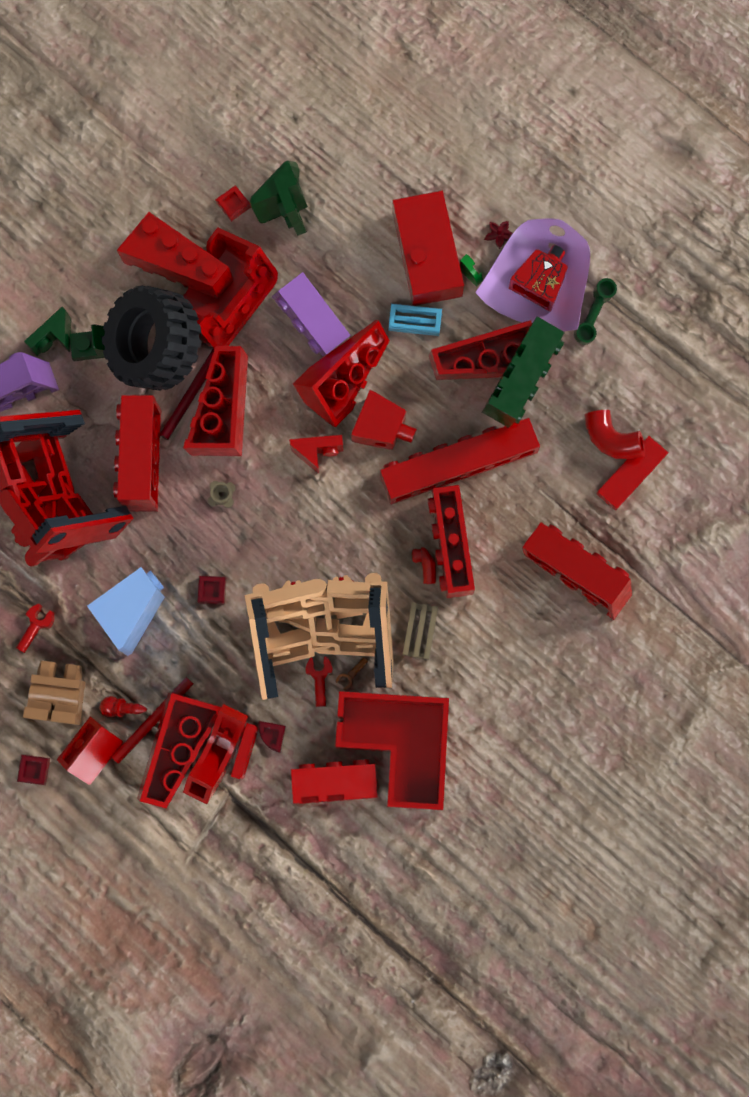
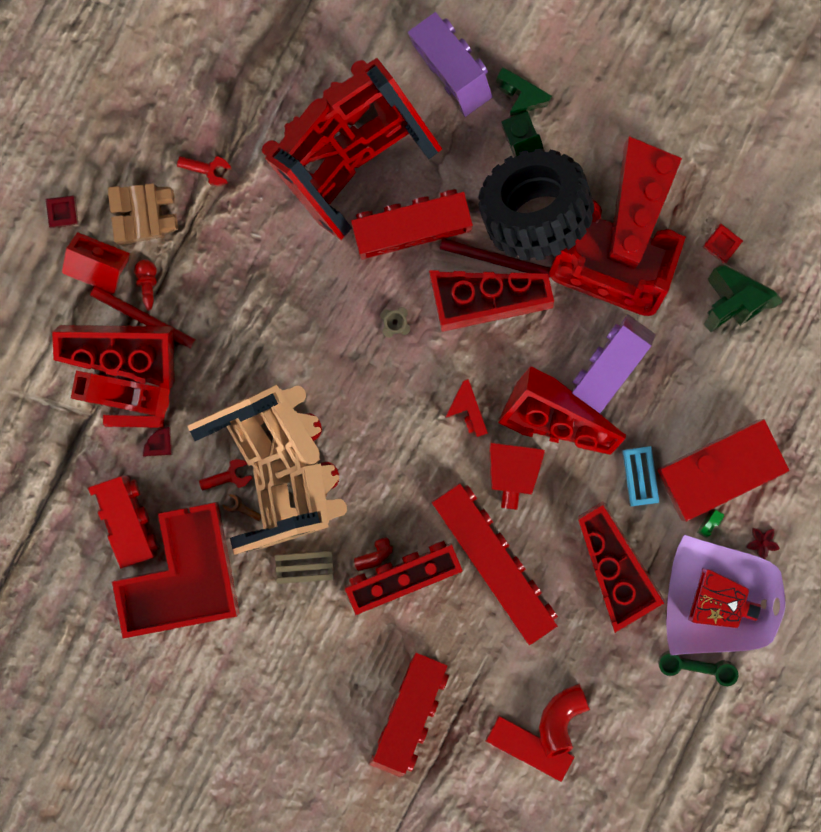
camera: 70 degrees right, 10 degrees up
(128, 609) = (244, 262): light blue slope -> none
(211, 590) = (291, 340): dark red tile -> none
(523, 373) = (600, 611): dark green wedge -> none

